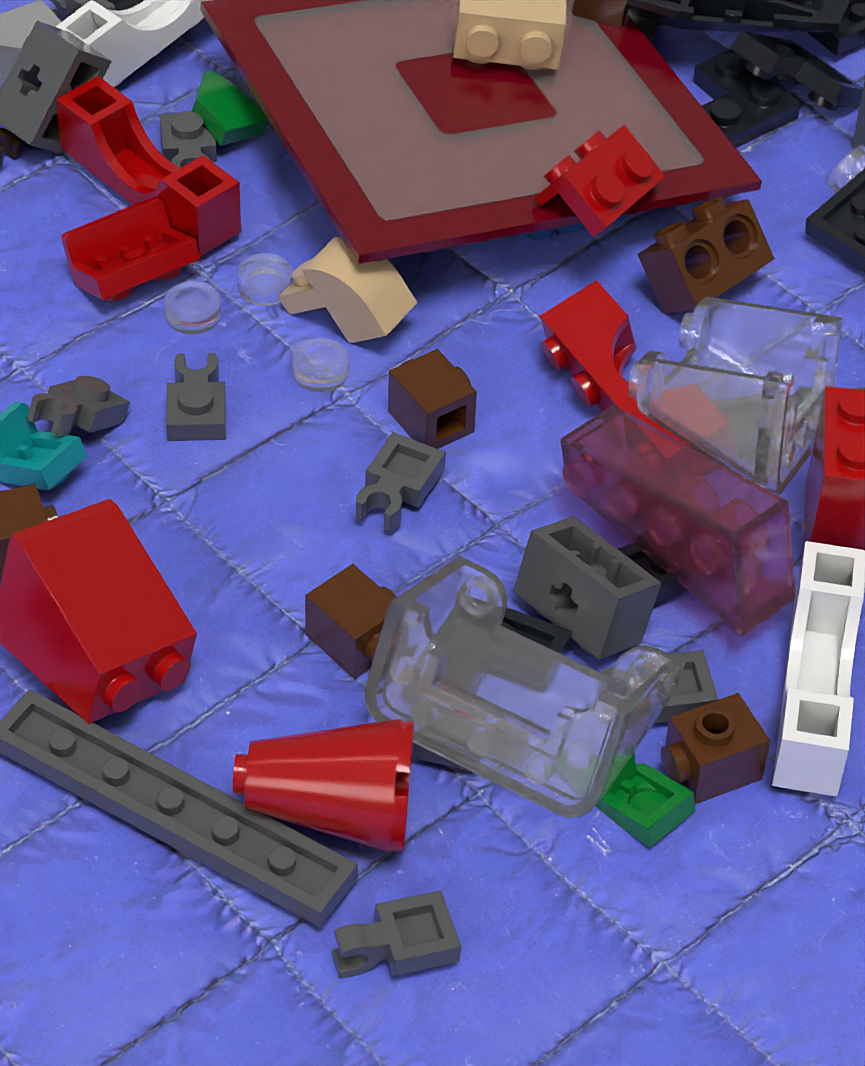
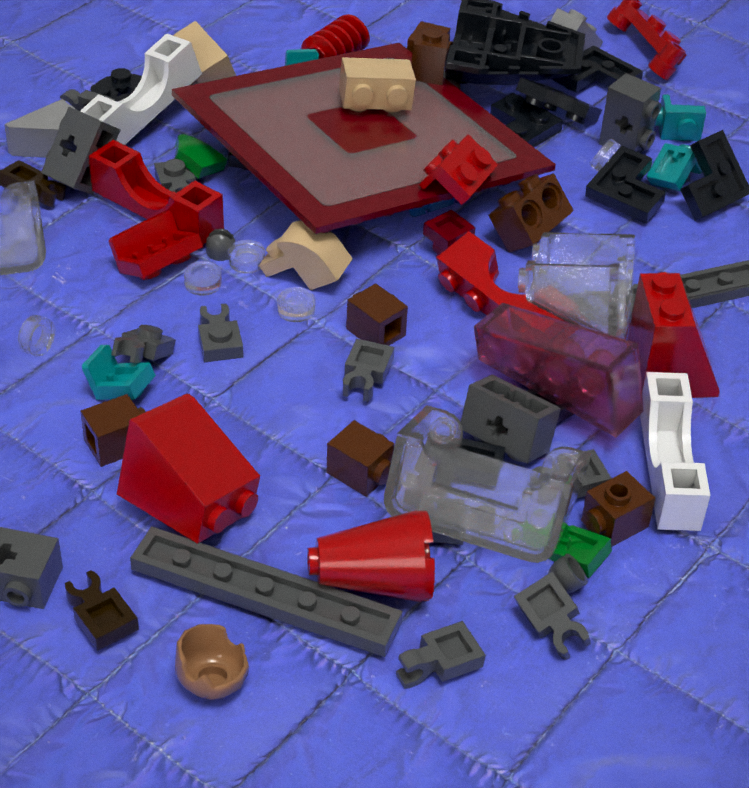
camera: 10 degrees left, 5 degrees down
(67, 903) = (210, 662): none -> medium nougat hair
(226, 255) = (218, 244): none -> dark grey hinge
(570, 270) = (446, 230): none -> dark red tile
(574, 892) = (550, 610): none -> dark grey plate
(615, 839) = (569, 573): none -> dark grey hinge

